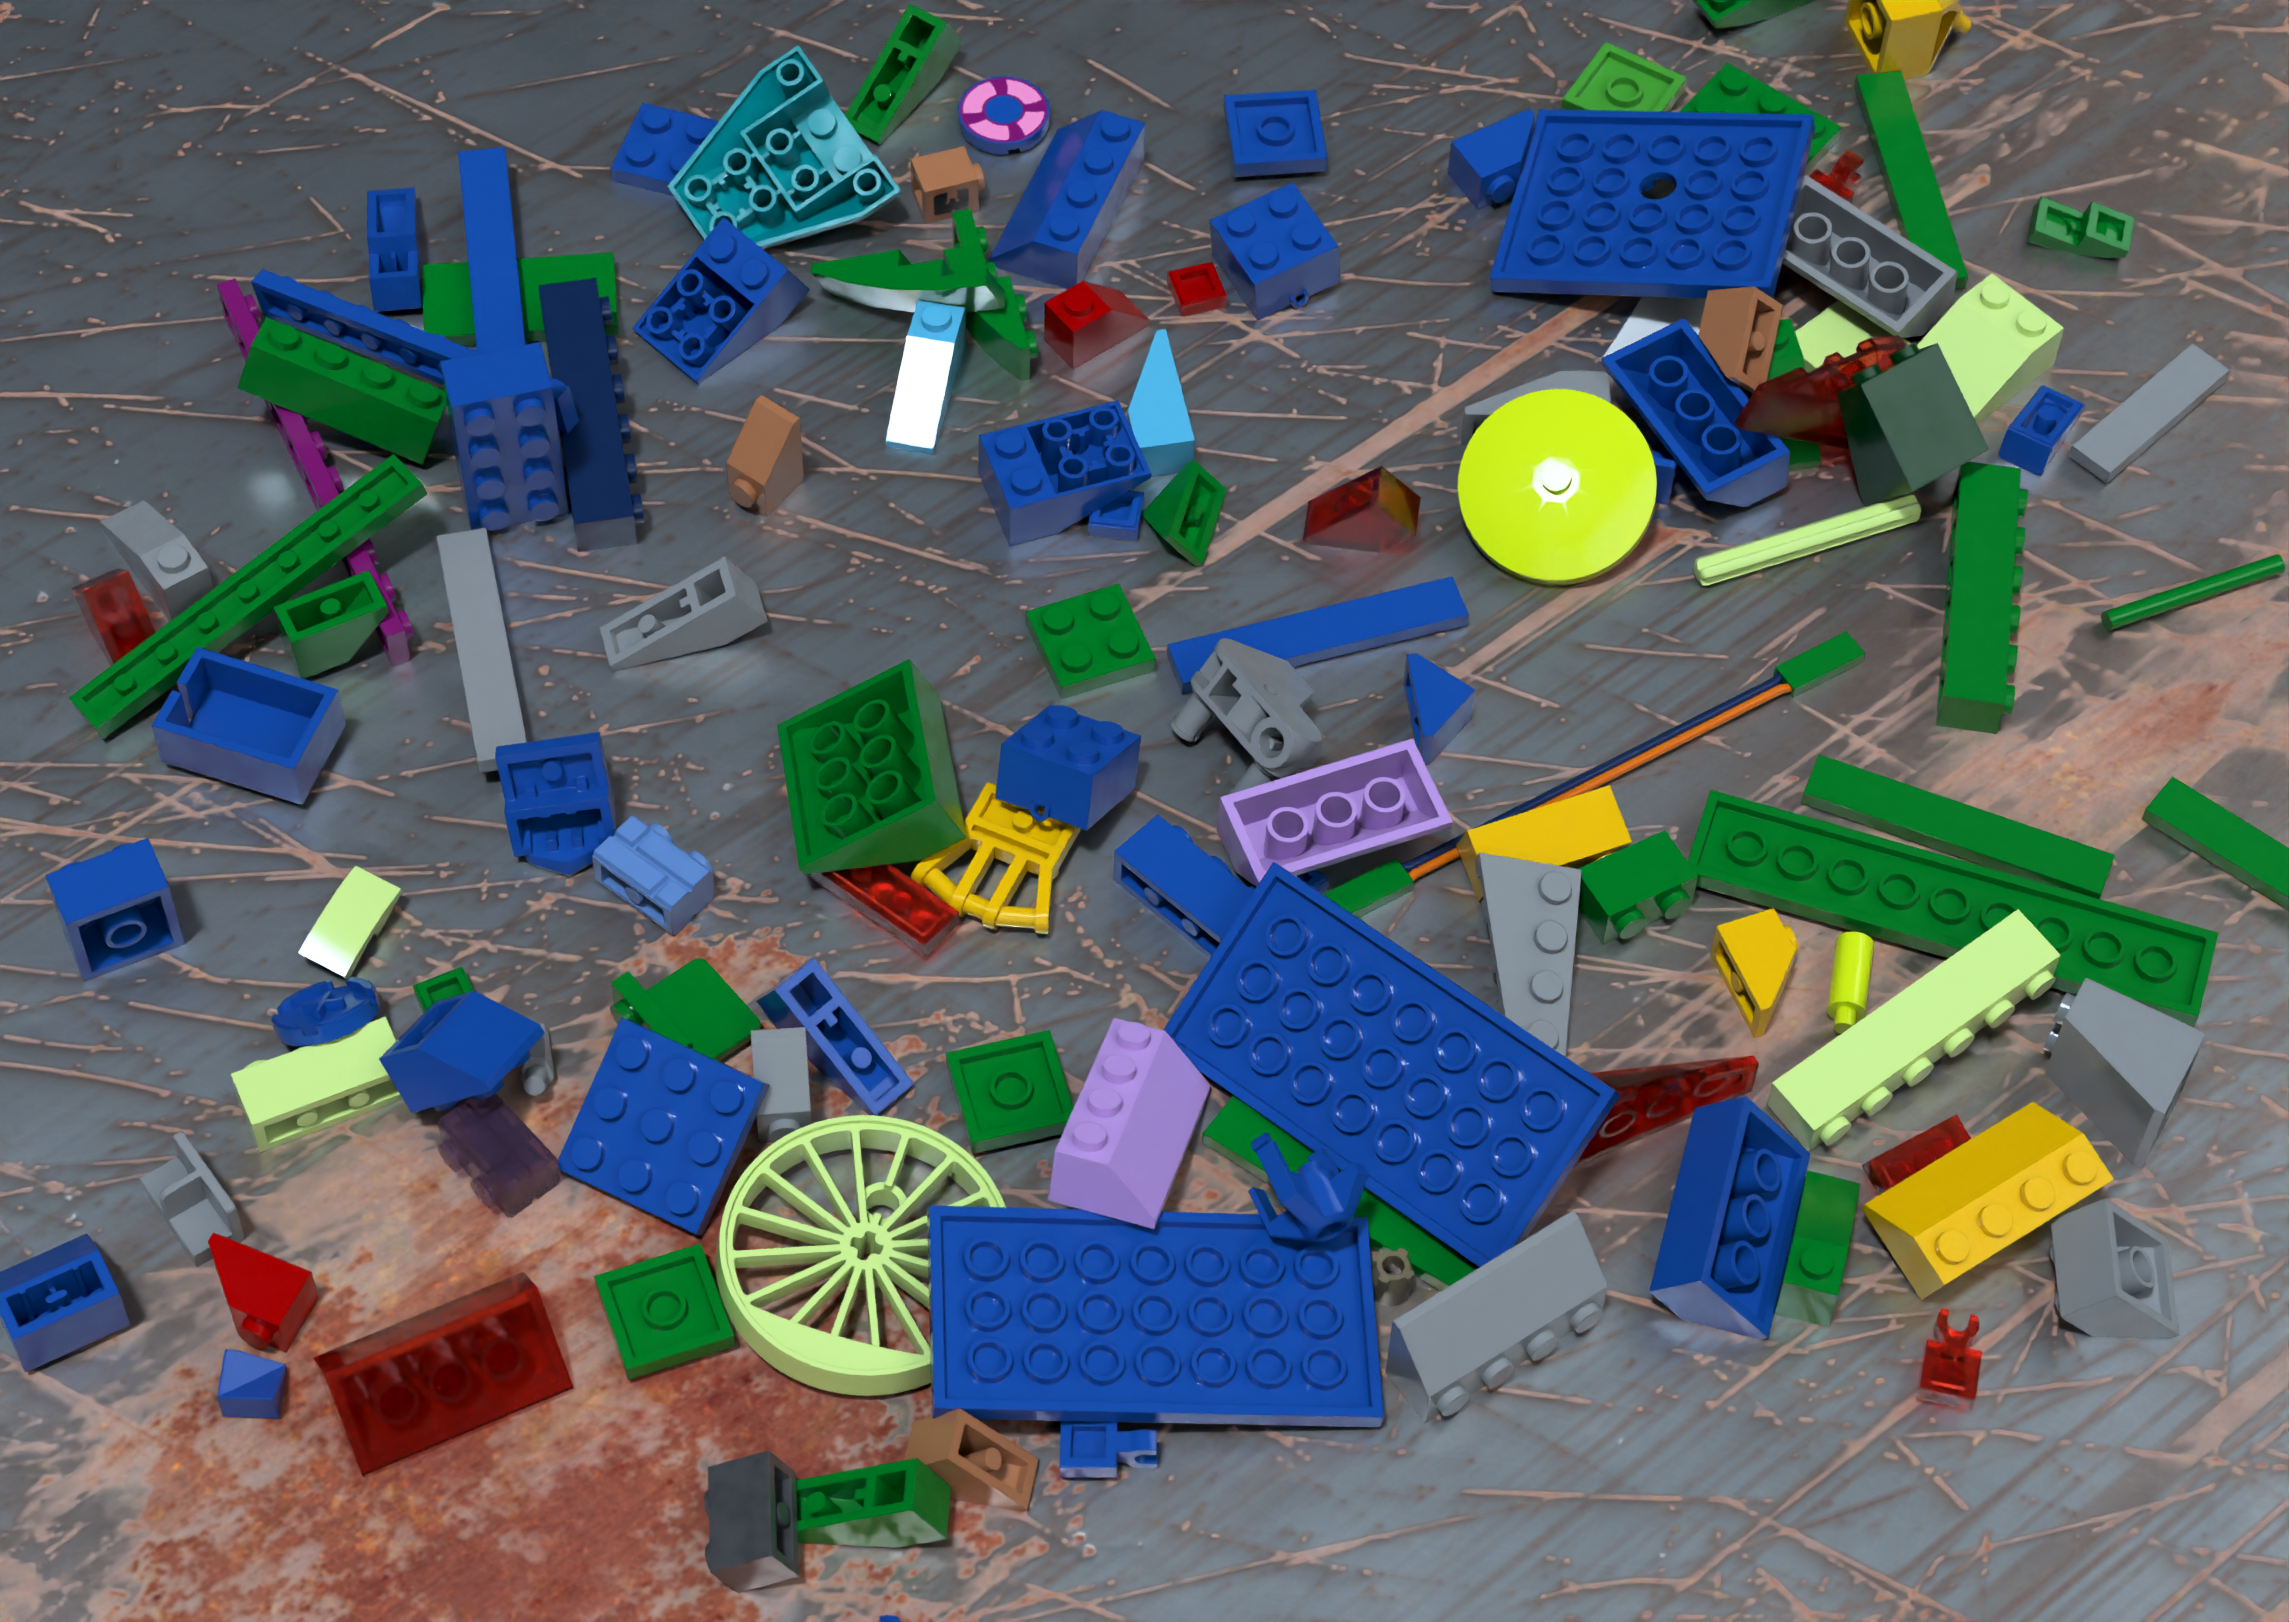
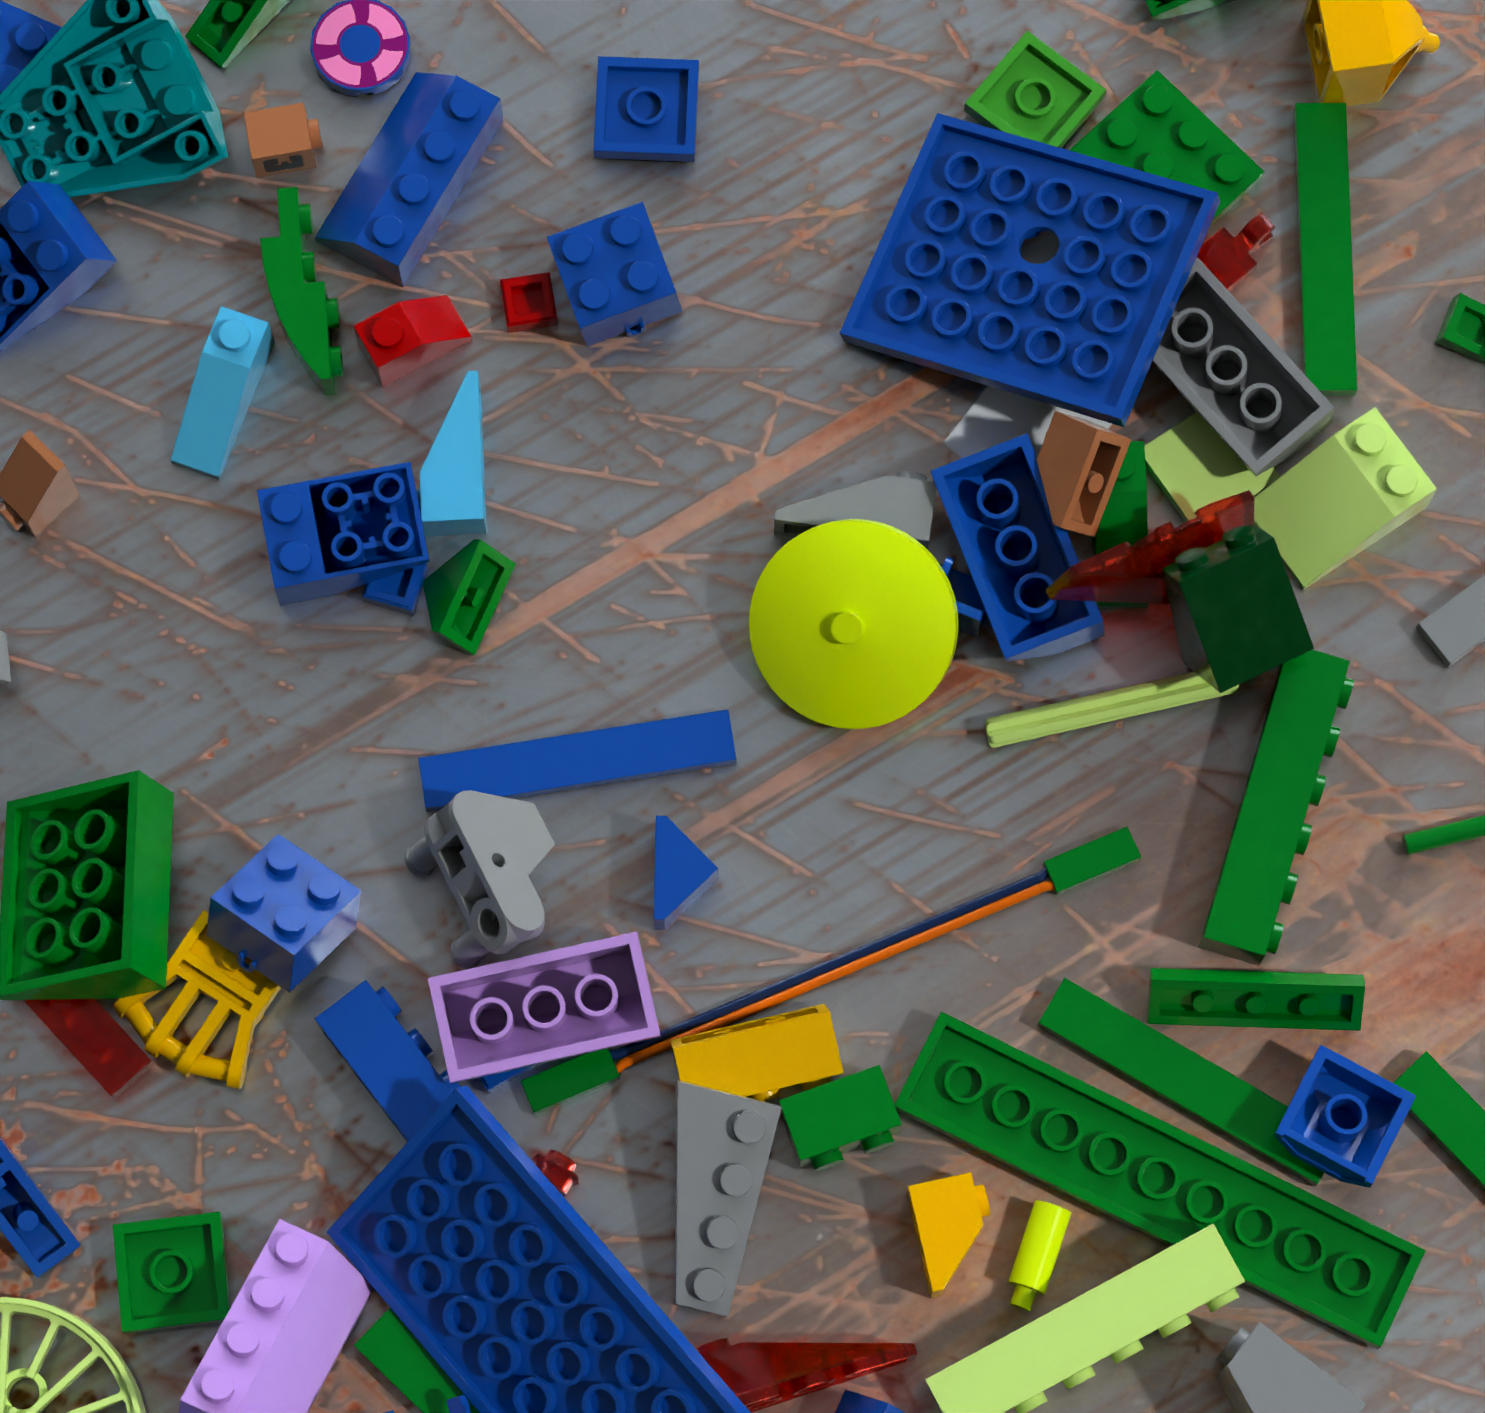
camera: 10 degrees right, 20 degrees up
(896, 284) = (208, 278): green slope -> none
(1090, 641) = (341, 739): green plate -> none
(1363, 514) = (648, 623): clear red slope -> none
(1491, 159) = (874, 175): blue slope -> none
(2002, 750) = (1255, 999): none -> green plate
(2040, 430) = (1393, 591): blue slope -> none
(2112, 828) = (1343, 1118): none -> blue slope

